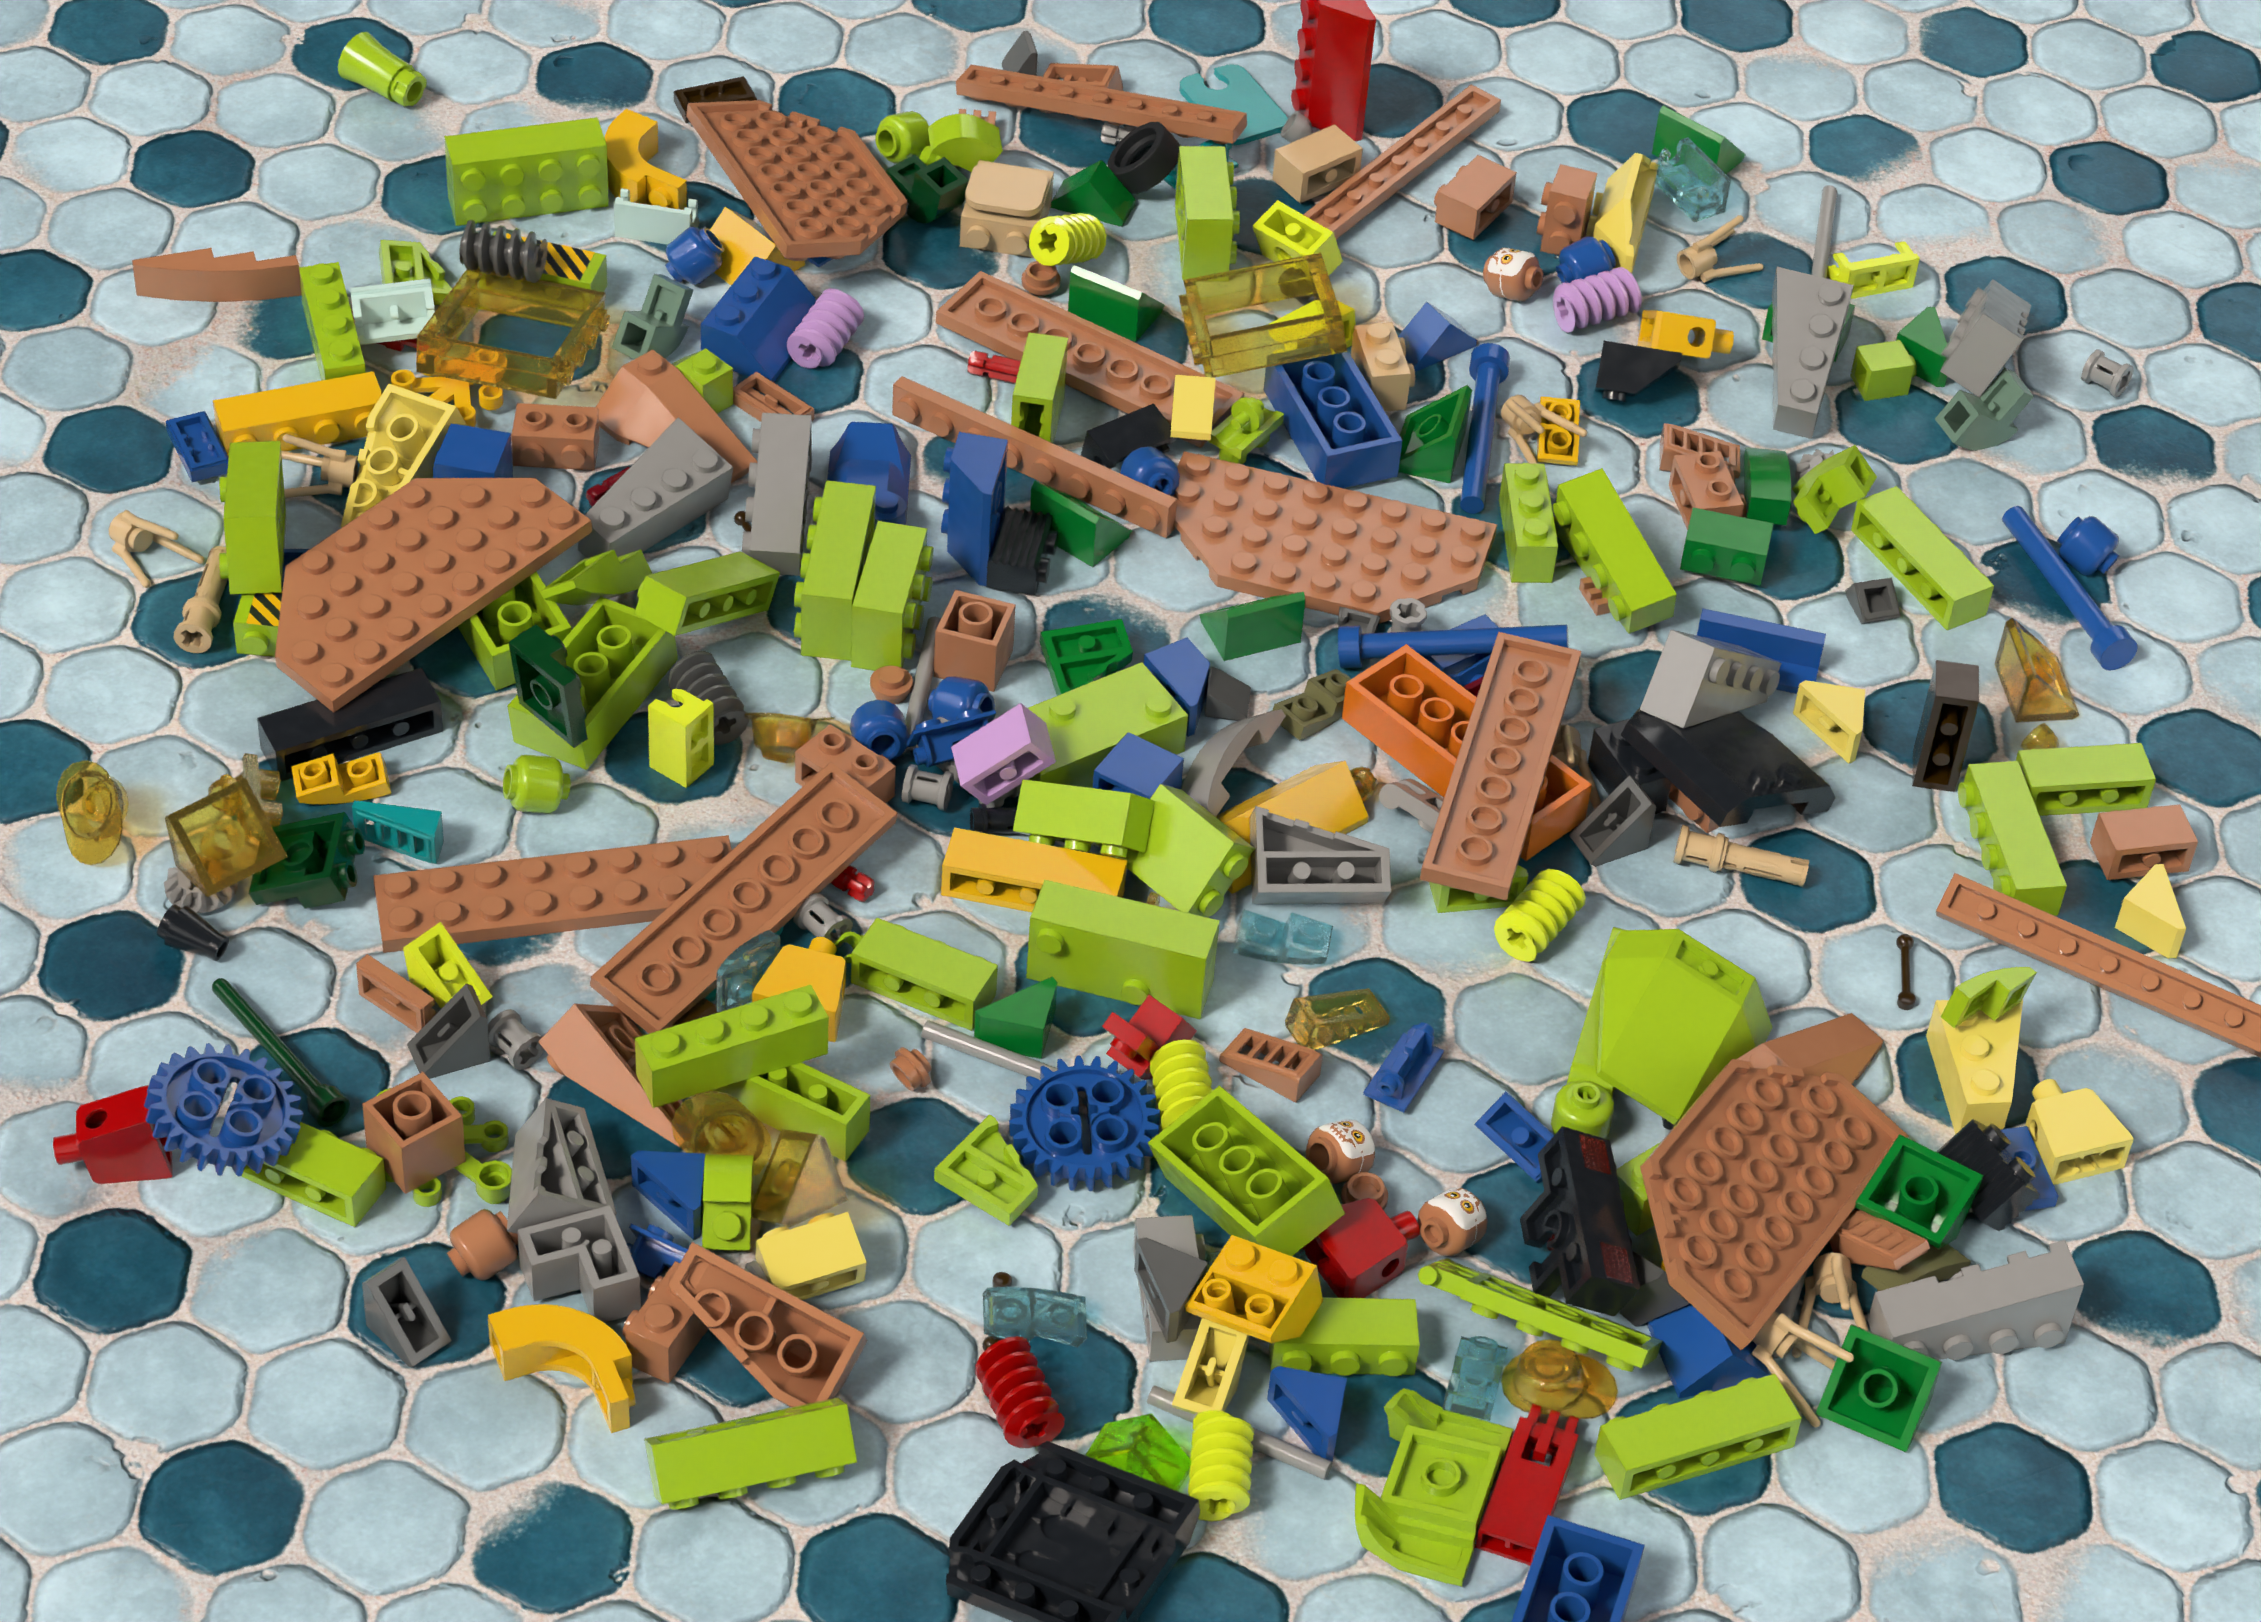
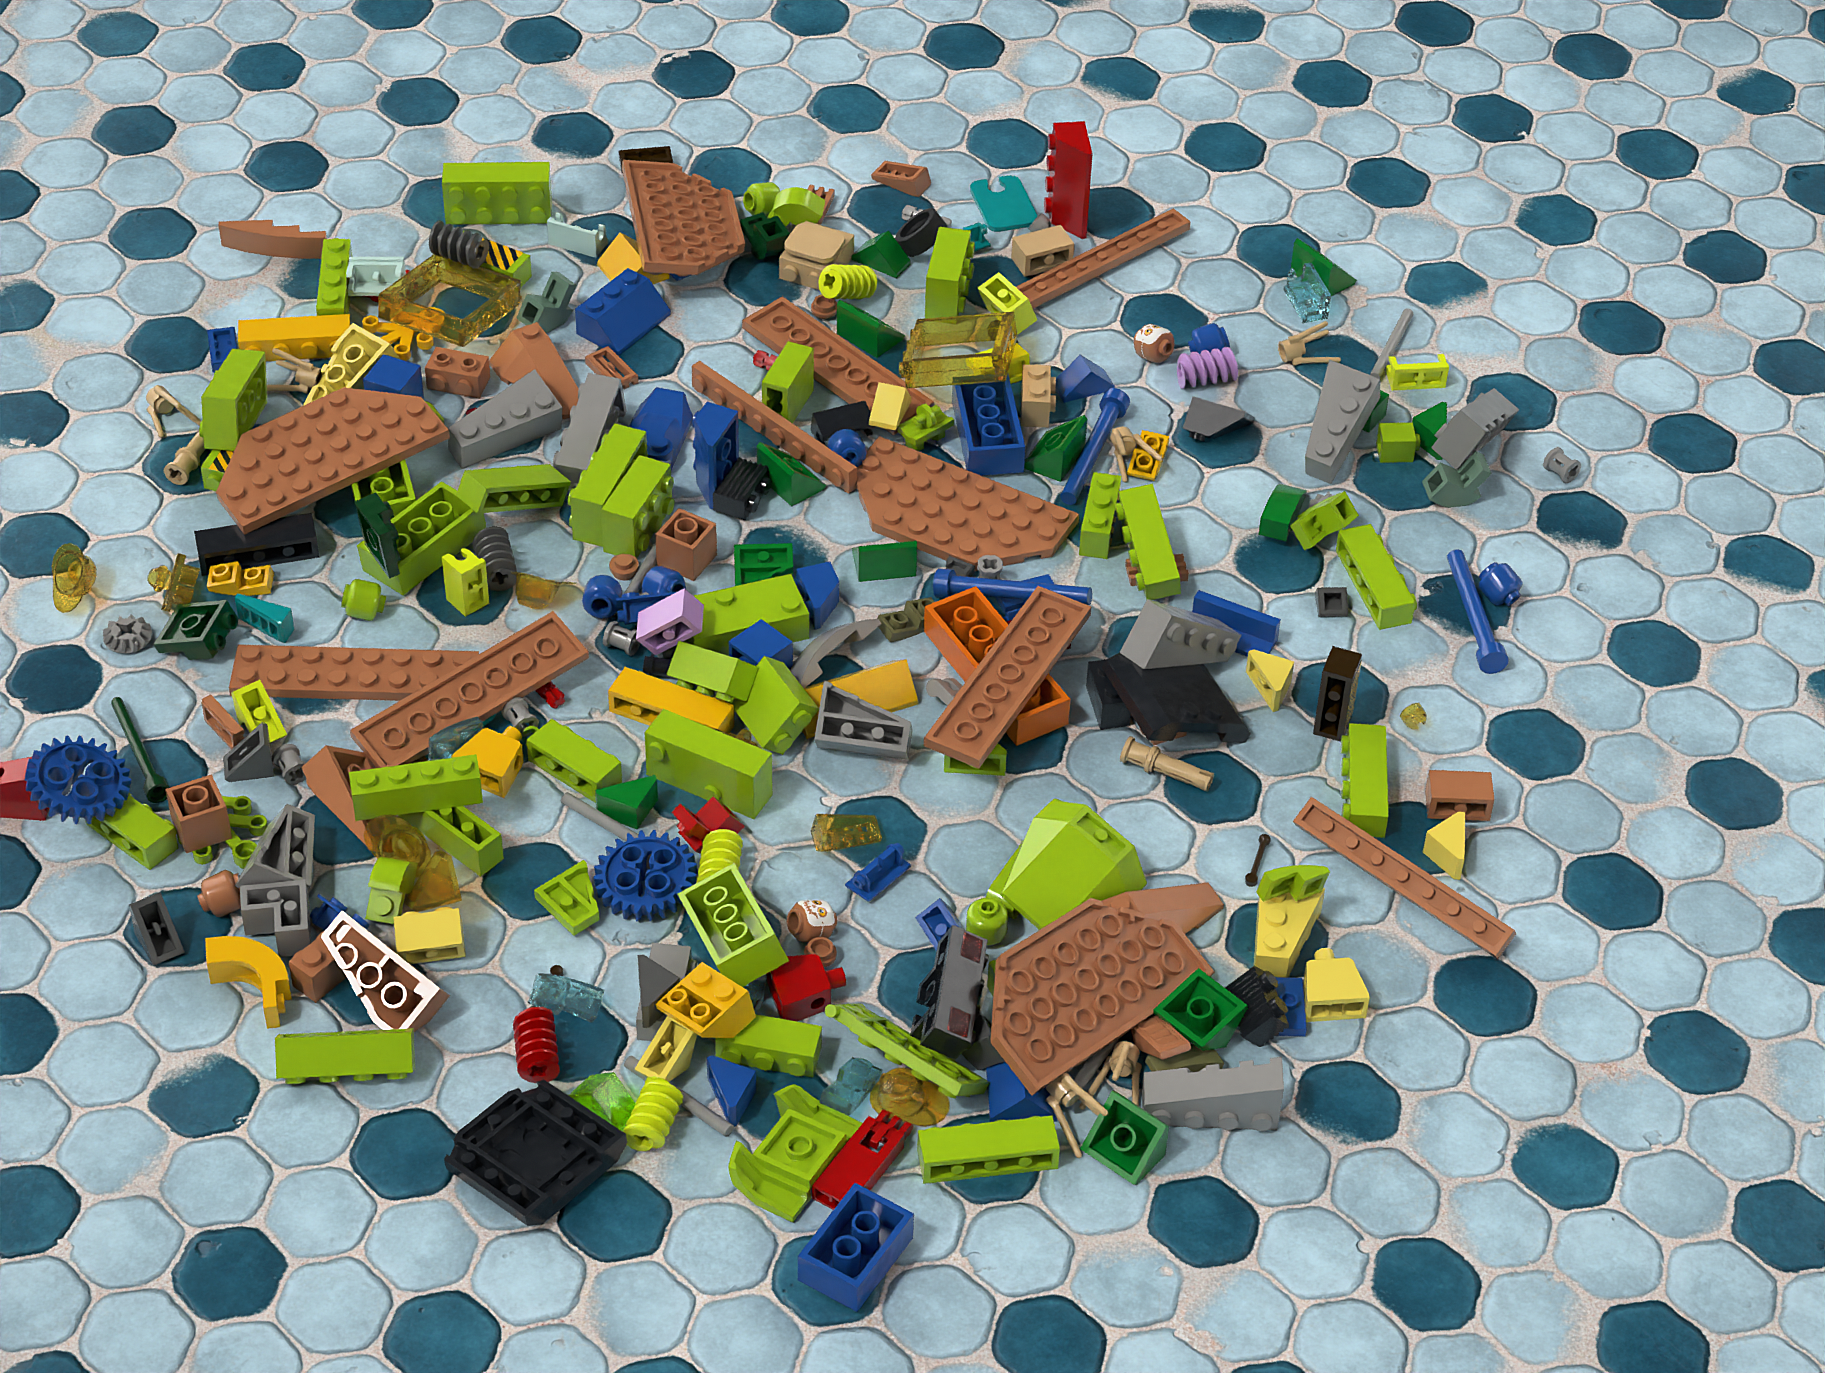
camera: 15 degrees right, 0 degrees up
(191, 933) = (107, 664): black cone -> none
(223, 839) = (142, 605): clear yellow slope -> none
(378, 69) = (427, 114): lime plant -> none
(409, 262) = (402, 244): lime wing -> none
(598, 576) = (444, 468): lime slope -> none
(630, 145) = (571, 188): yellow arch -> none
(673, 1185) = (355, 870): blue slope -> none
(694, 255) = (591, 262): blue head -> none
(709, 377) = (571, 348): lime slope -> none
(825, 329) = (662, 323): lavender piece -> none
(859, 762) = (575, 615): nougat brick -> none
(911, 1068) = (544, 822): nougat plate -> none
(1022, 56) = (864, 157): dark grey slope -> none
(1101, 103) = (905, 192): nougat plate -> none
(1226, 696) = (848, 605): dark grey slope -> none
(1289, 1083) = (798, 871): nougat slope -> none
(1294, 942) = (822, 774): clear light blue slope -> none
(1368, 781) = (919, 676): clear yellow hinge -> none
(1454, 1219) = (871, 979): nougat head -> none
(1474, 197) = (1146, 286): nougat brick -> none
(1538, 914) = (1008, 782): neon yellow piece -> none
(1568, 208) = (1205, 301): nougat brick -> none
(1569, 751) = (1070, 675): tan plant -> none
(1617, 825) = (1085, 731): dark grey slope -> none
(1624, 209) = (1250, 310): light yellow wedge -> none
(1671, 330) = (1244, 398): yellow torso -> none
(1680, 441) = (1233, 481): nougat slope -> none
(1705, 484) = (1236, 512): nougat brick -> none
(1726, 546) = (1234, 550): green brick -> none
(2032, 677) = (1427, 670): clear yellow slope -> none
(2088, 778) = (1433, 745): lime brick -> none

